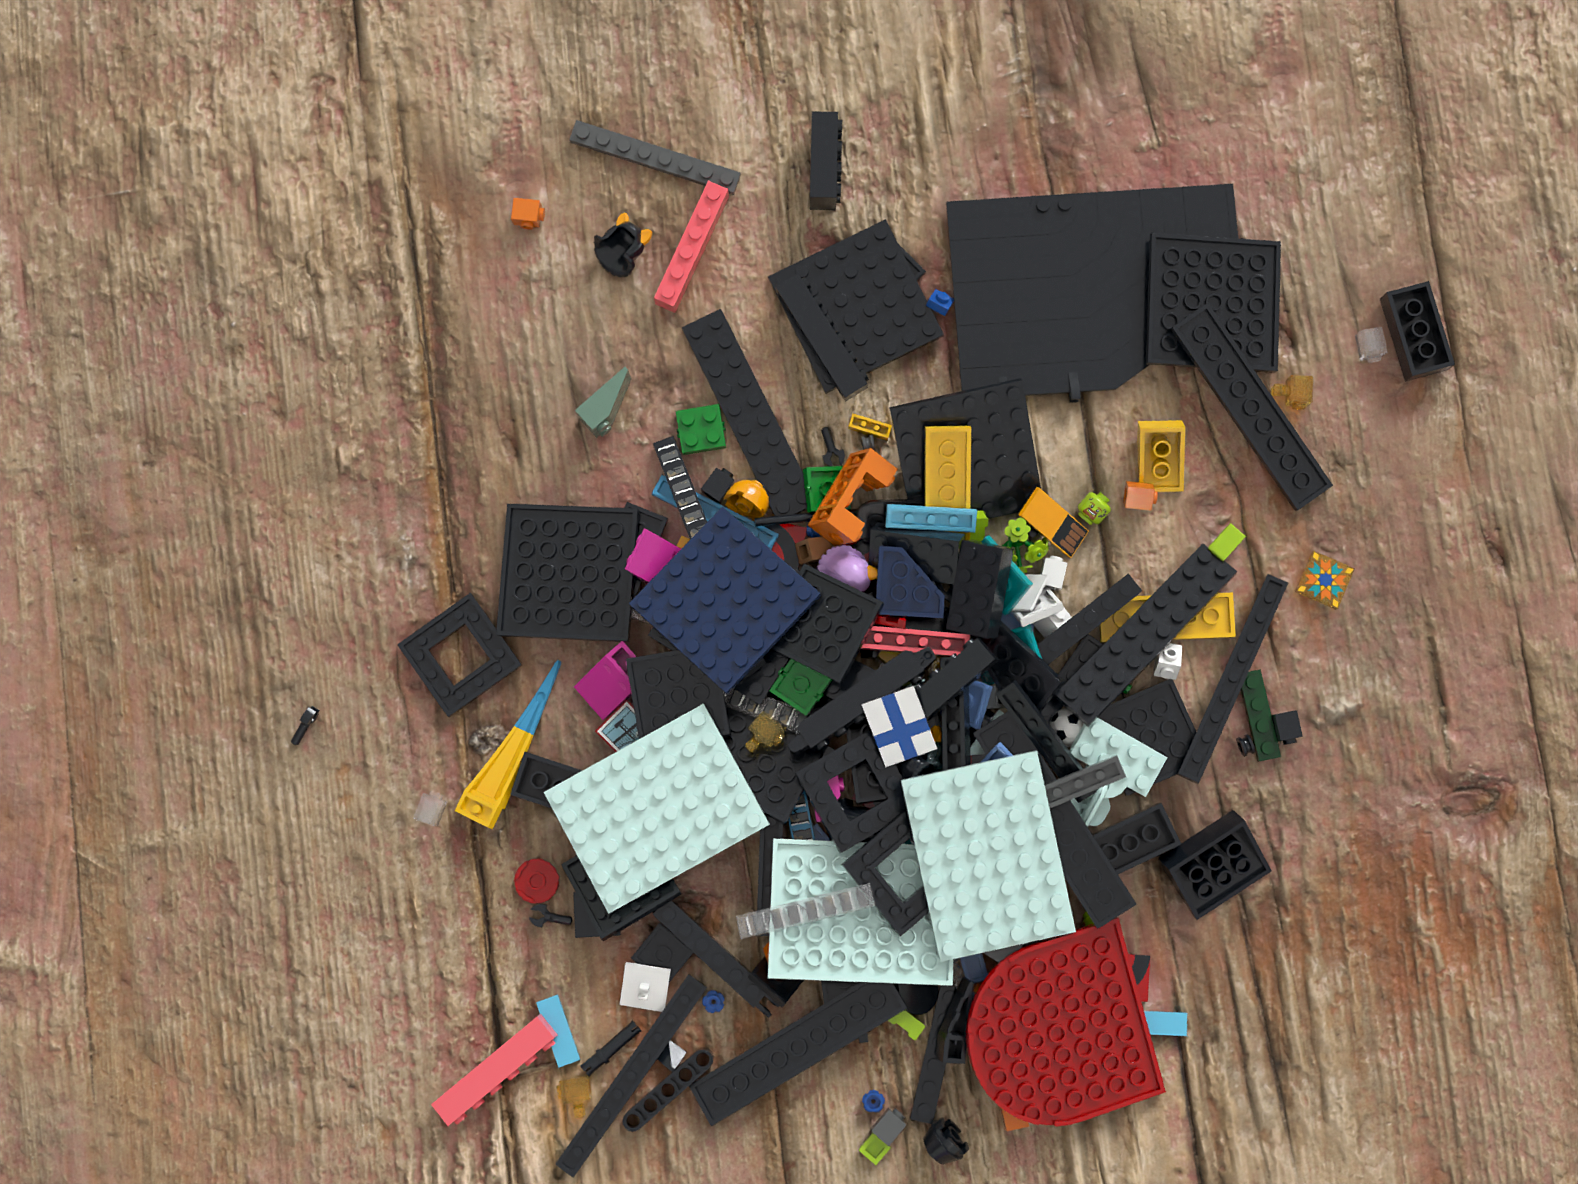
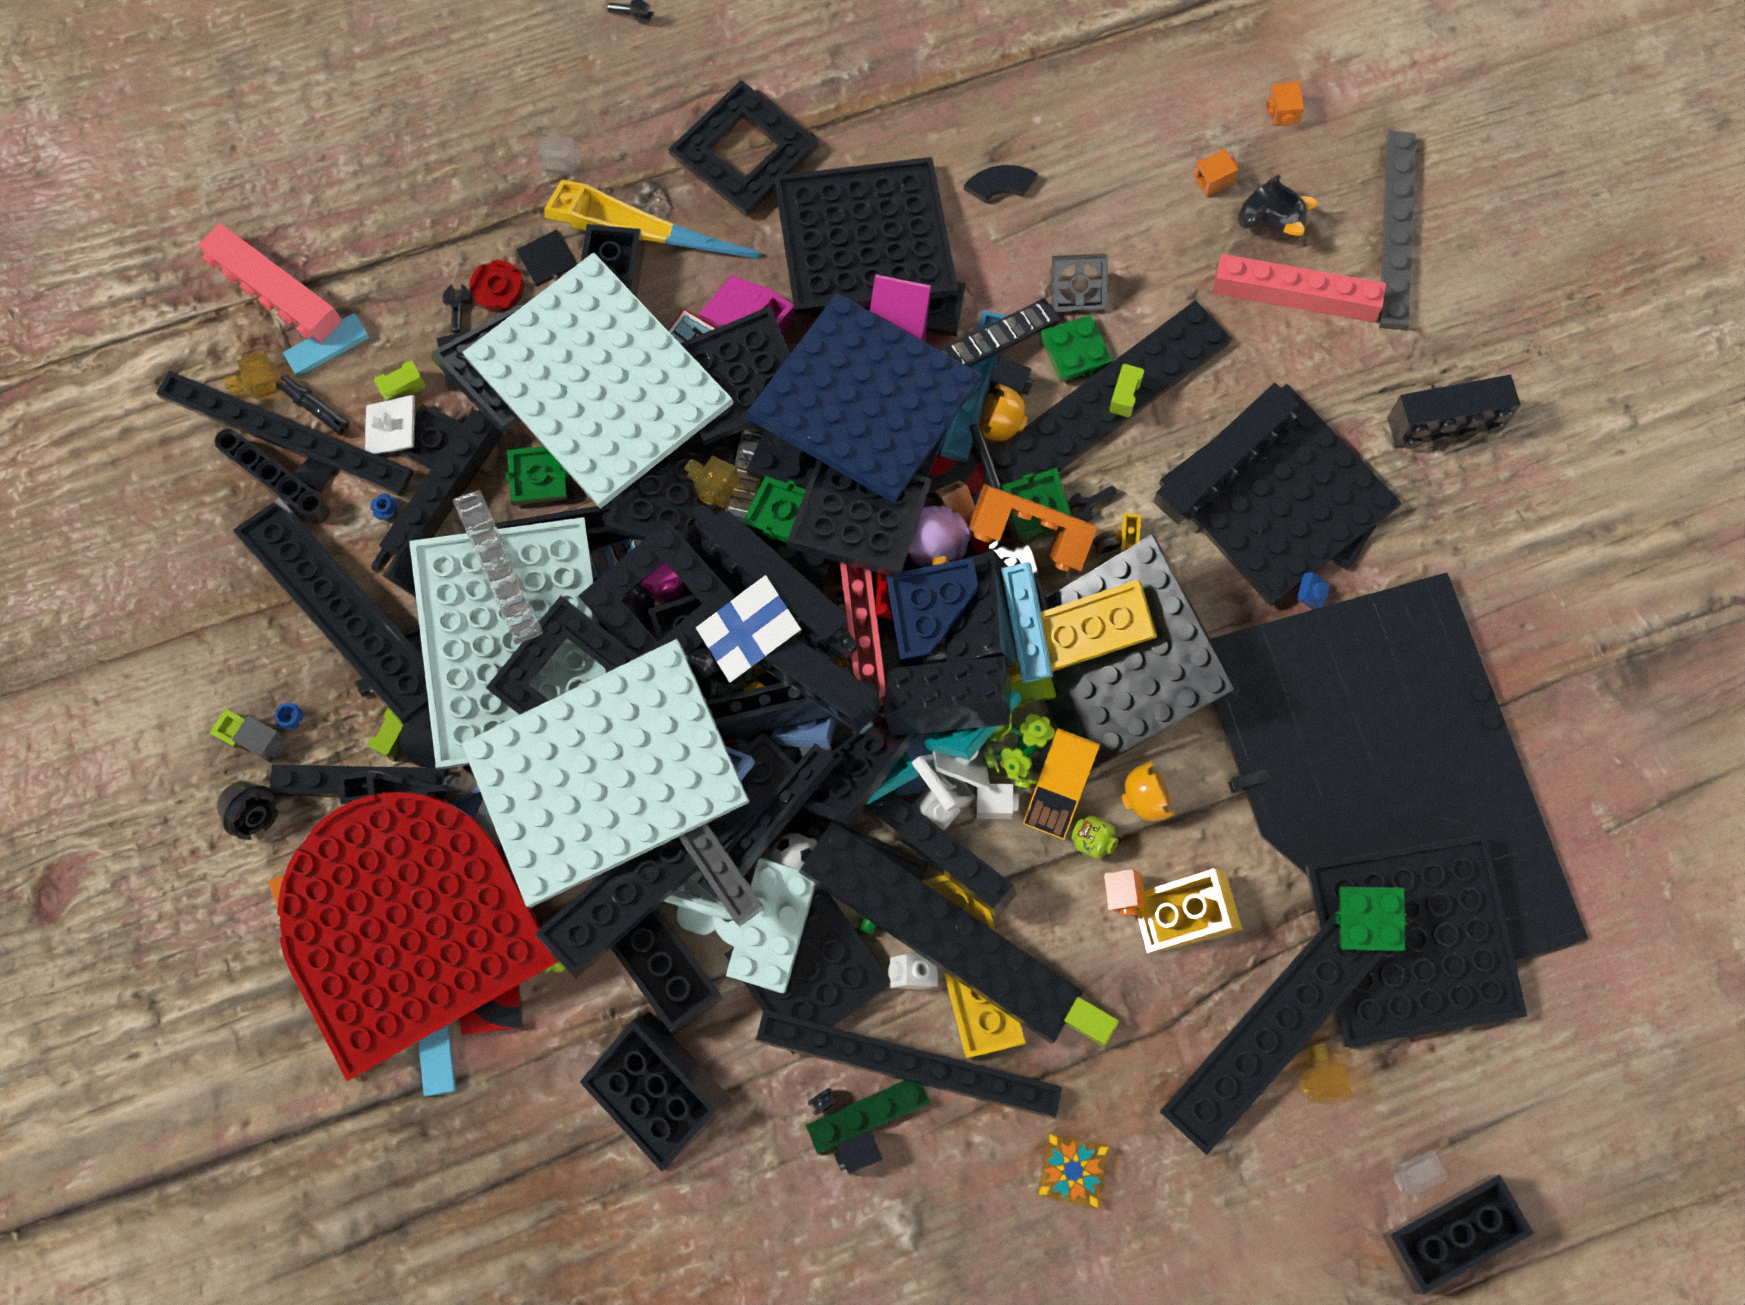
camera: 80 degrees right, 10 degrees down
(521, 836) = (546, 258): none -> black piece
(538, 454) = (1000, 180): none -> black tile
(575, 282) = (1216, 172): none -> orange brick
(602, 407) = (1077, 230): sand green slope -> none
(609, 972) = (401, 382): none -> lime piece
(665, 406) = (1060, 263): none -> piece
(715, 876) = (535, 476): none -> green plate
(751, 399) = (1123, 397): none -> lime piece
(1071, 462) = (1147, 794): none -> light orange cylinder
(1200, 328) = (1371, 918): none -> green plate

